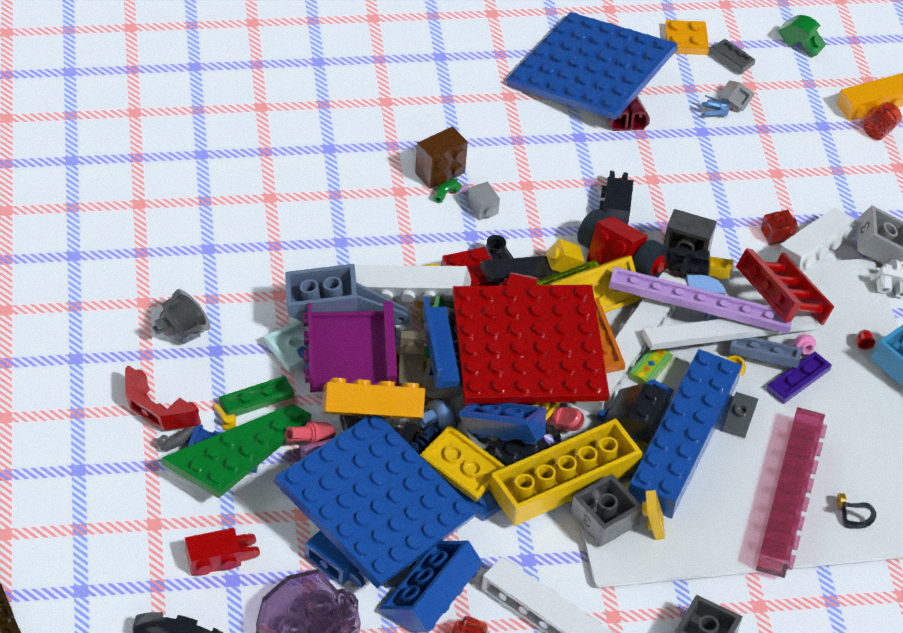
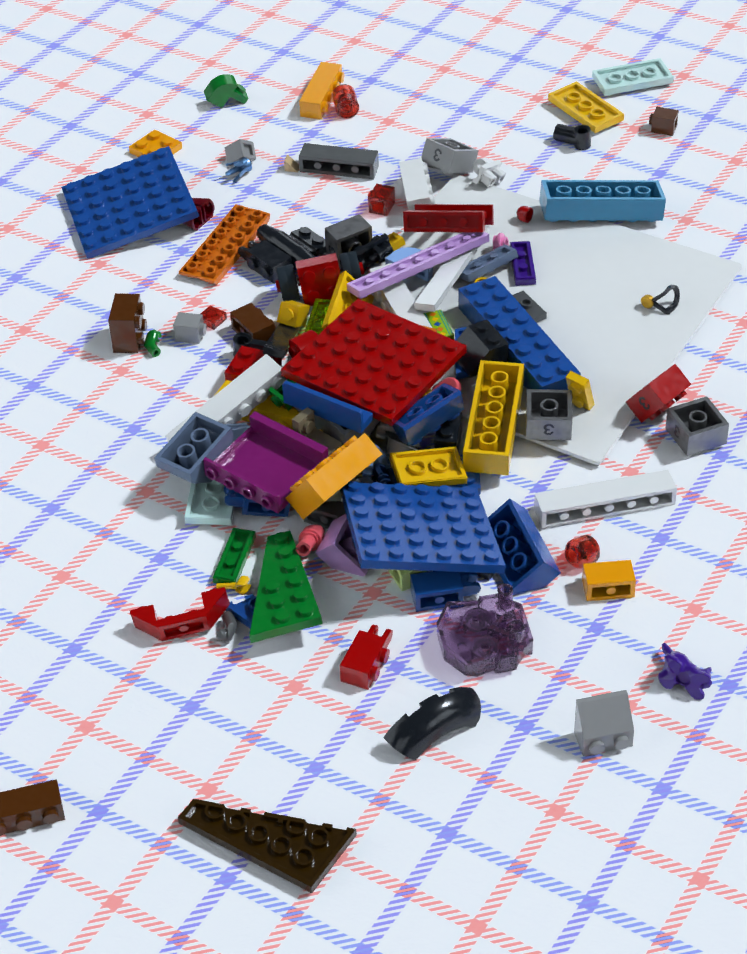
camera: 45 degrees left, 5 degrees down
(181, 318) = (115, 556): dark grey helmet -> none
(515, 208) = (213, 317): none -> clear red plate
(529, 237) = (252, 321): none -> reddish brown brick
(595, 161) = (221, 247): none -> orange plate
(651, 206) = (299, 245): none -> black plate
(713, 576) = (659, 394): none -> red brick
(733, 56) = (201, 135): dark grey plate -> none
(762, 138) = (290, 164): none -> tan piece
(790, 493) = (619, 318): clear pink brick -> none
(798, 166) = (338, 161): none -> dark grey brick

